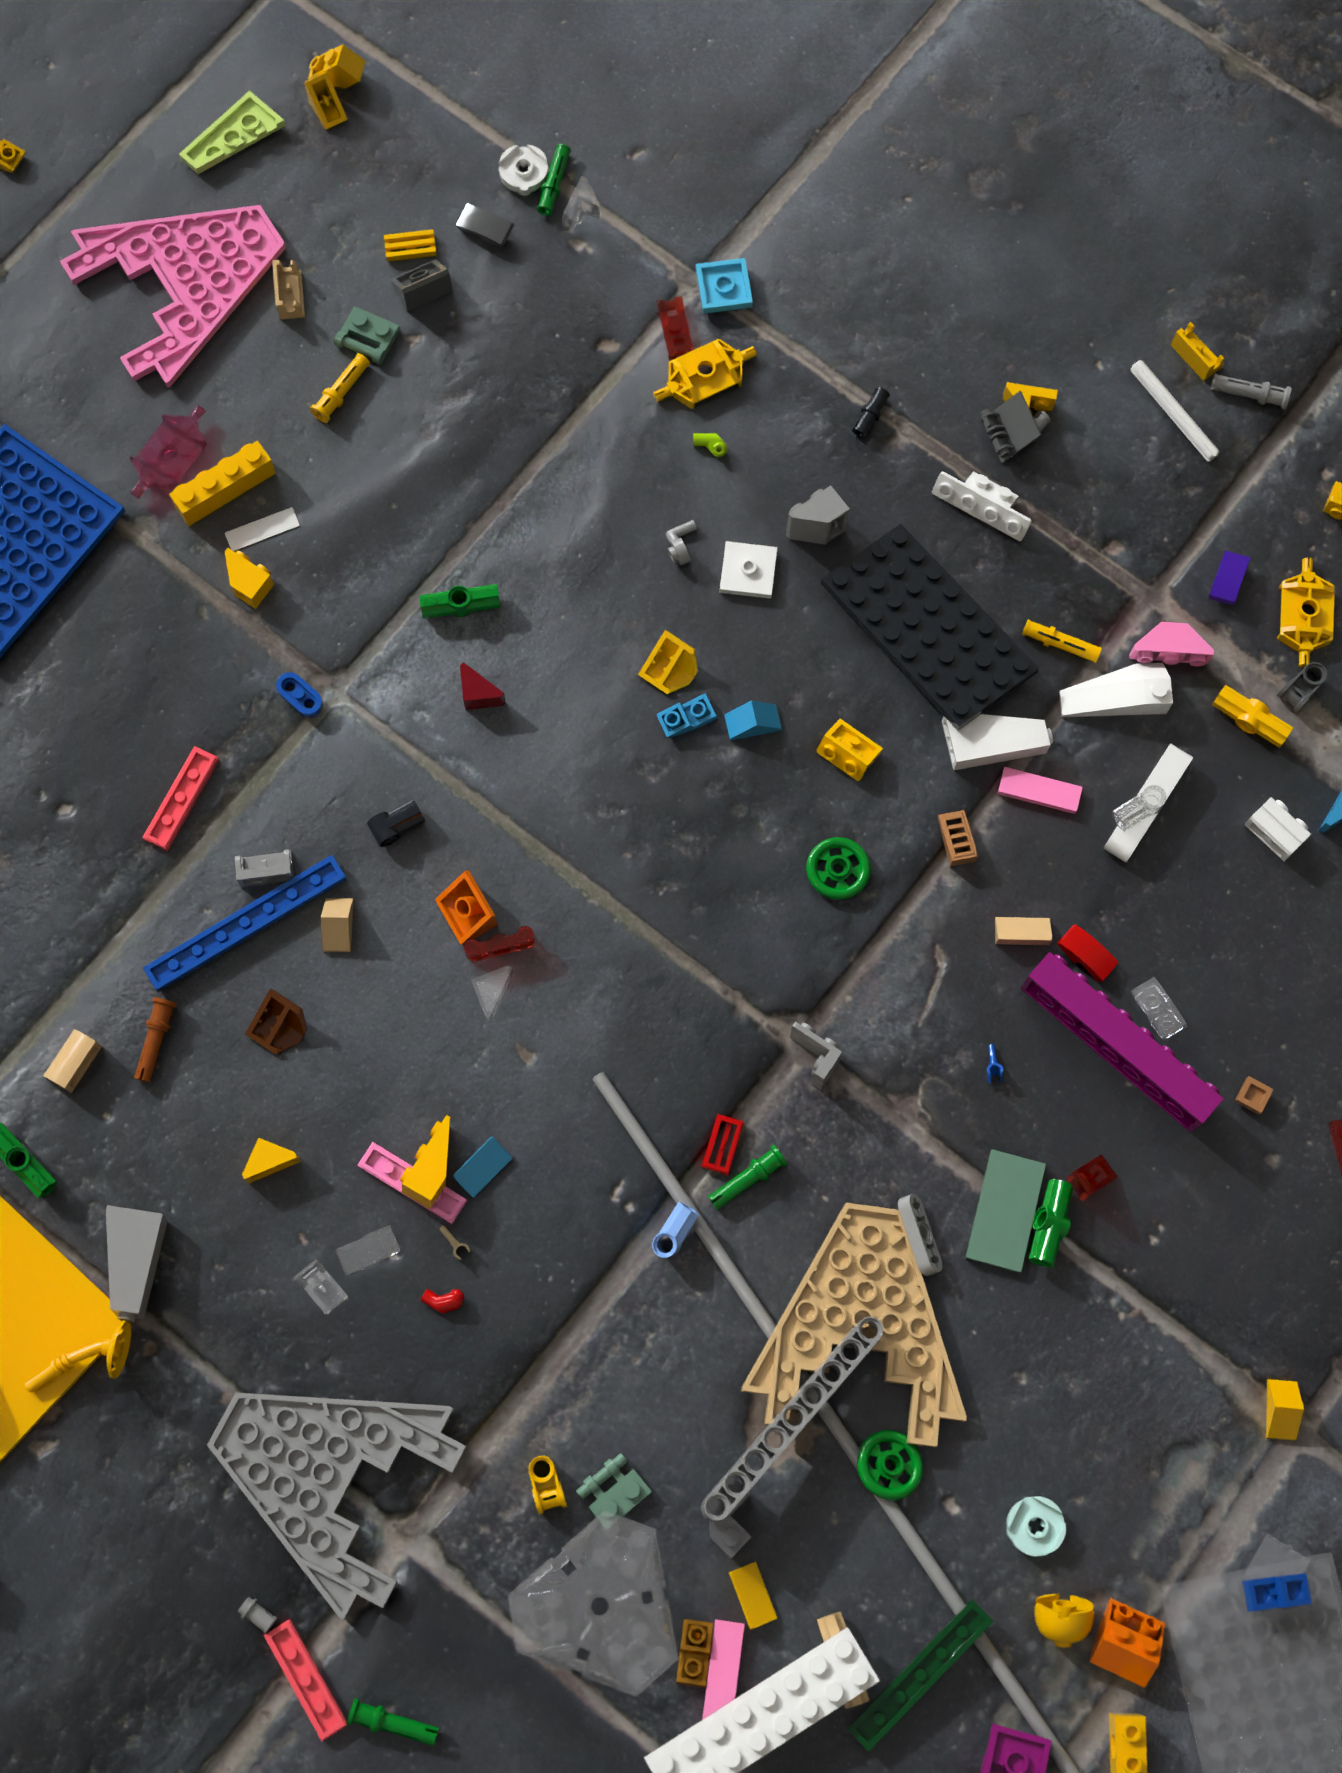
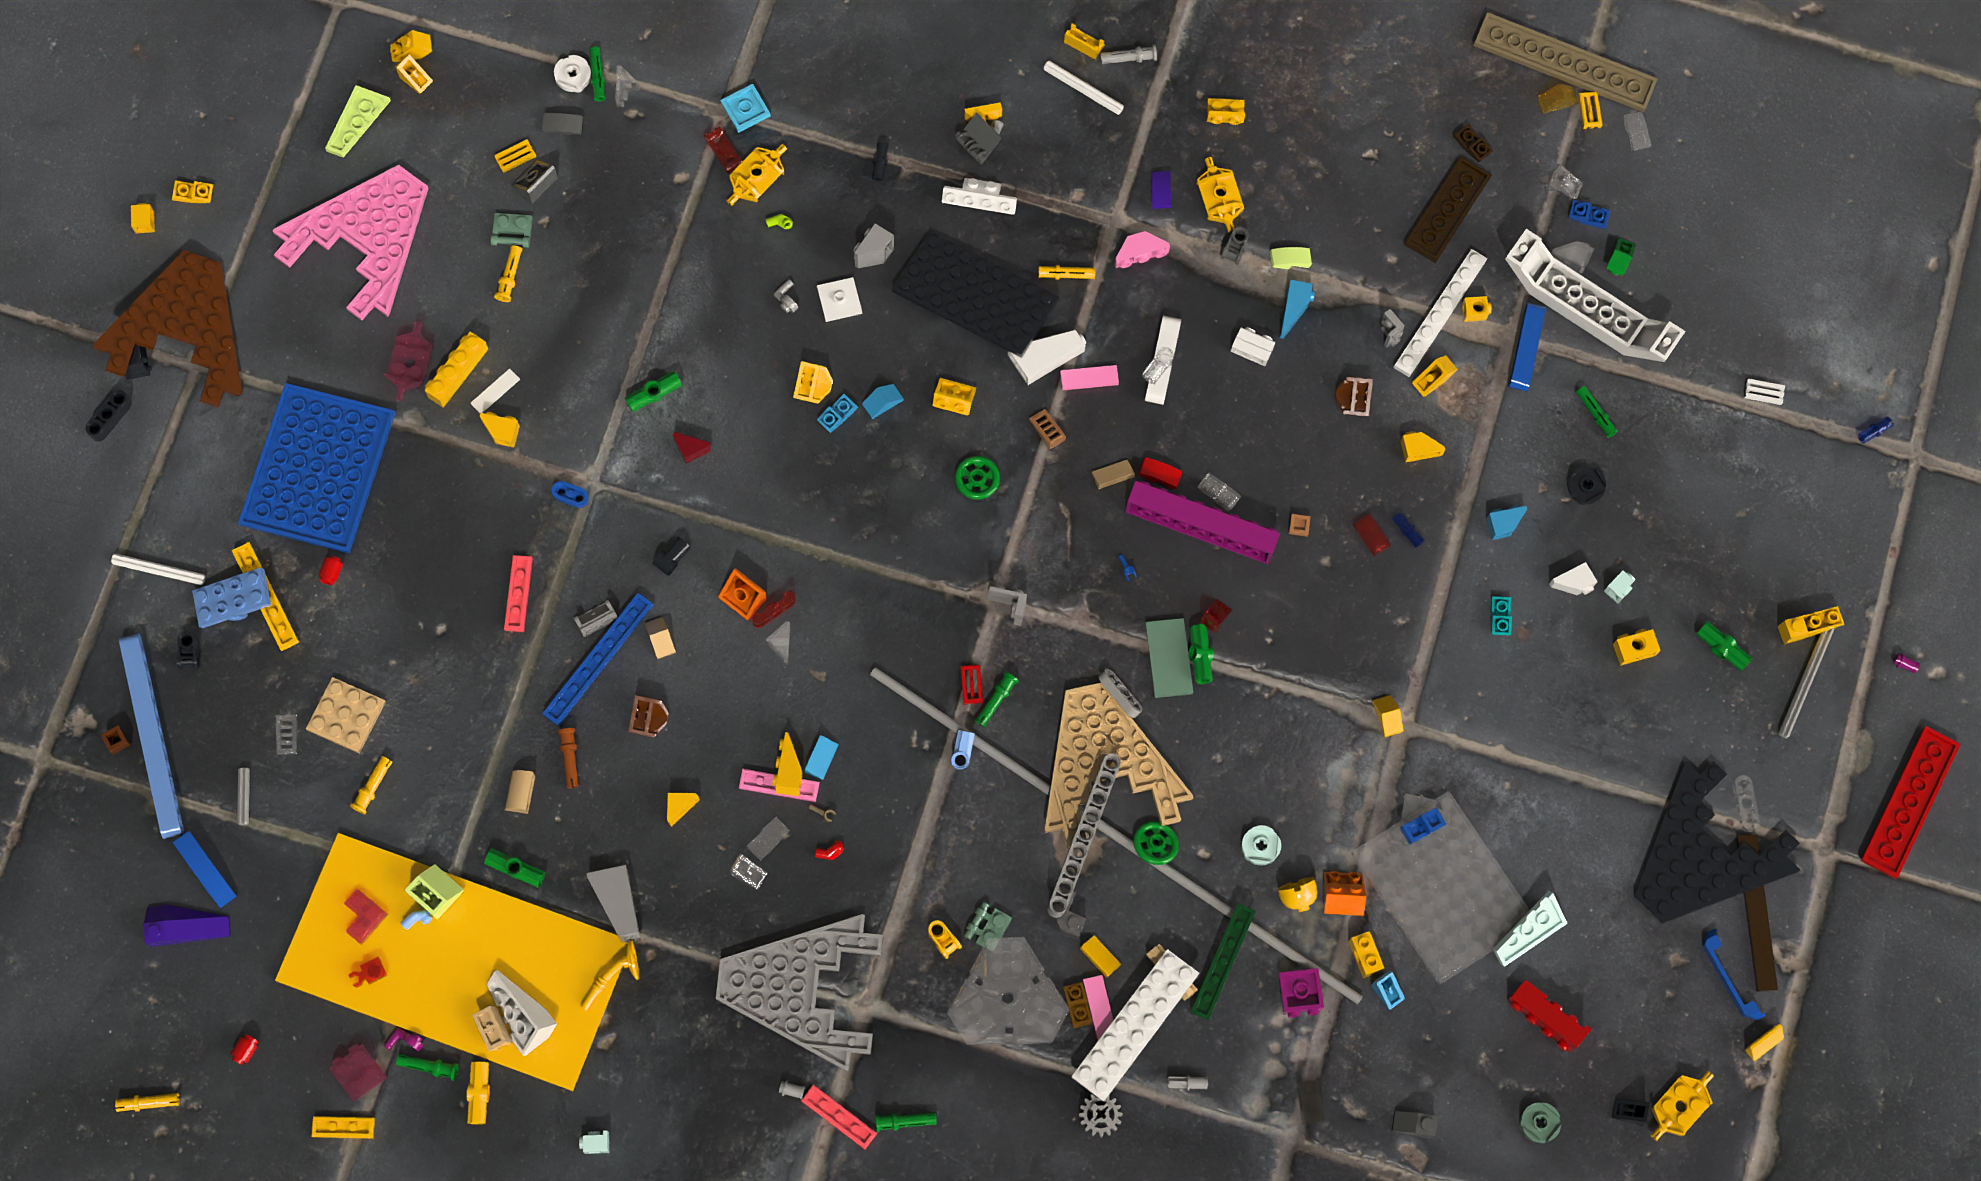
camera: 25 degrees left, 0 degrees up
(288, 290) = (444, 218): tan hinge -> none
(1128, 691) = (1122, 290): white wedge -> none
(1252, 716) = (1209, 277): yellow piece -> none

